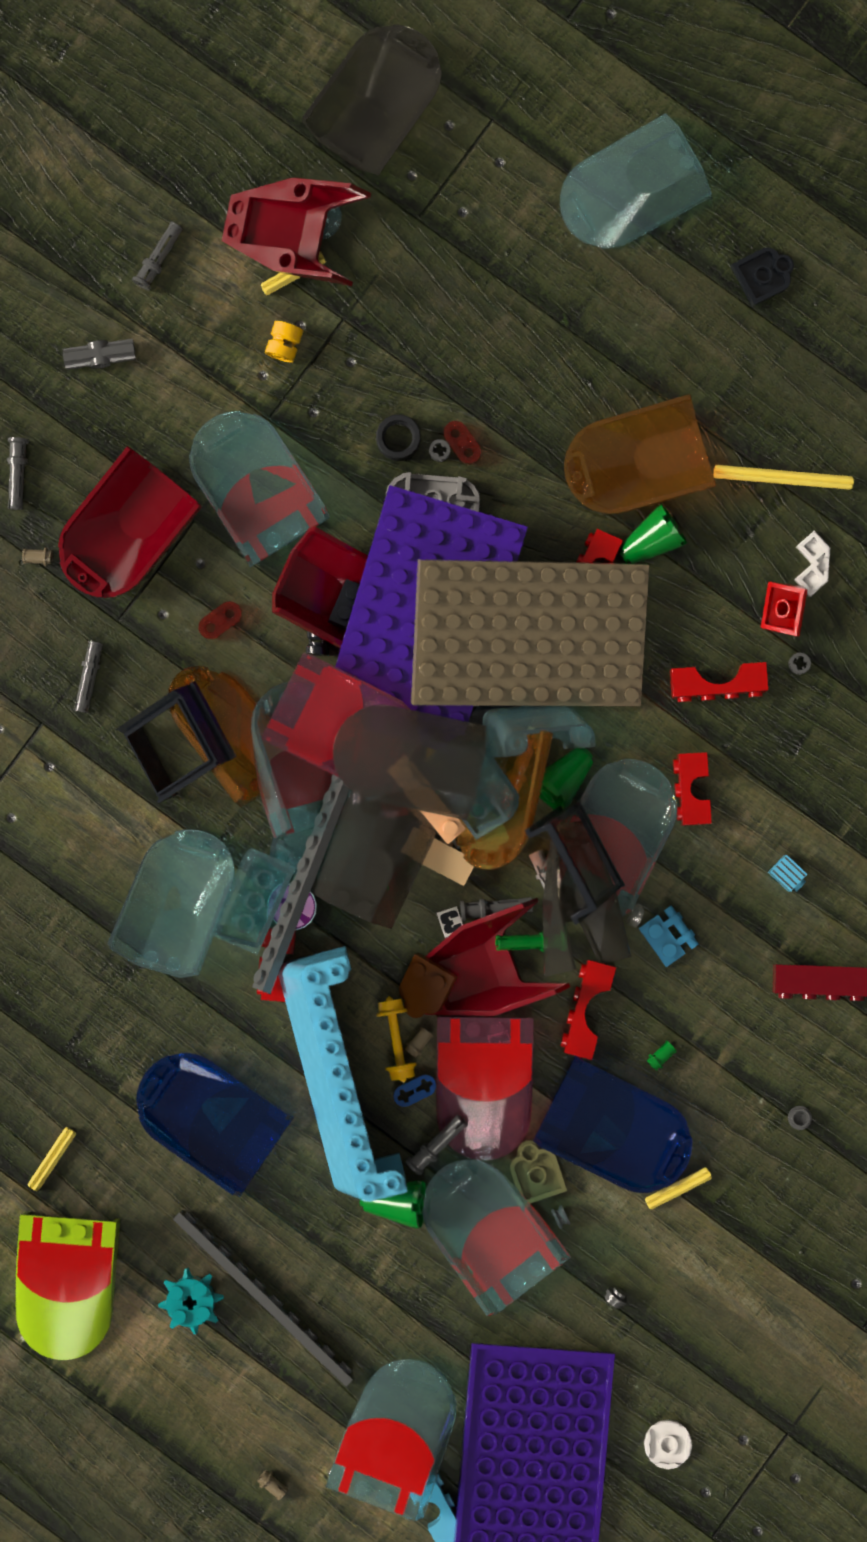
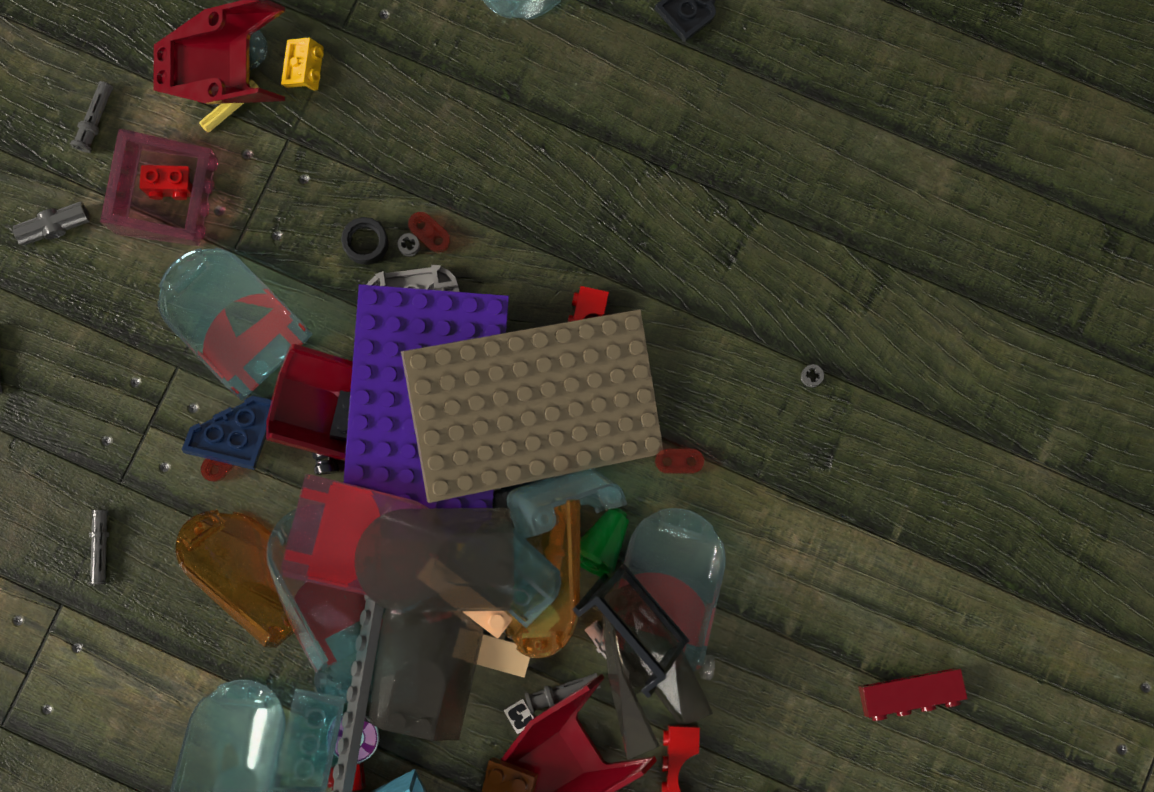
camera: 10 degrees left, 5 degrees down
(37, 556) = (31, 435): dark tan pin -> none
(123, 527) = (102, 387): dark red windscreen -> none
(163, 365) = (122, 182): none -> clear pink windscreen
(201, 722) = (217, 576): black piece -> none
(219, 337) = (165, 181): none -> red bracket
(236, 598) = (231, 435): none -> dark blue plate
(284, 333) = (232, 170): yellow wheel -> none
(373, 246) = (302, 63): none -> yellow bracket
(519, 942) = (595, 723): green pin -> none
(639, 458) = (606, 208): clear orange windscreen -> none
(653, 537) = (638, 283): green cone -> none
(653, 717) = (679, 461): none -> clear red plate
(662, 940) = (740, 687): dark azure plate -> none
(691, 810) = (738, 546): red arch -> none
(749, 680) = (766, 402): red arch -> none
(783, 477) = (753, 197): light yellow axle -> none
(784, 608) = (784, 324): red slope -> none
(788, 874) = (852, 590): medium azure brick -> none
(818, 554) = (804, 265): white tile -> none

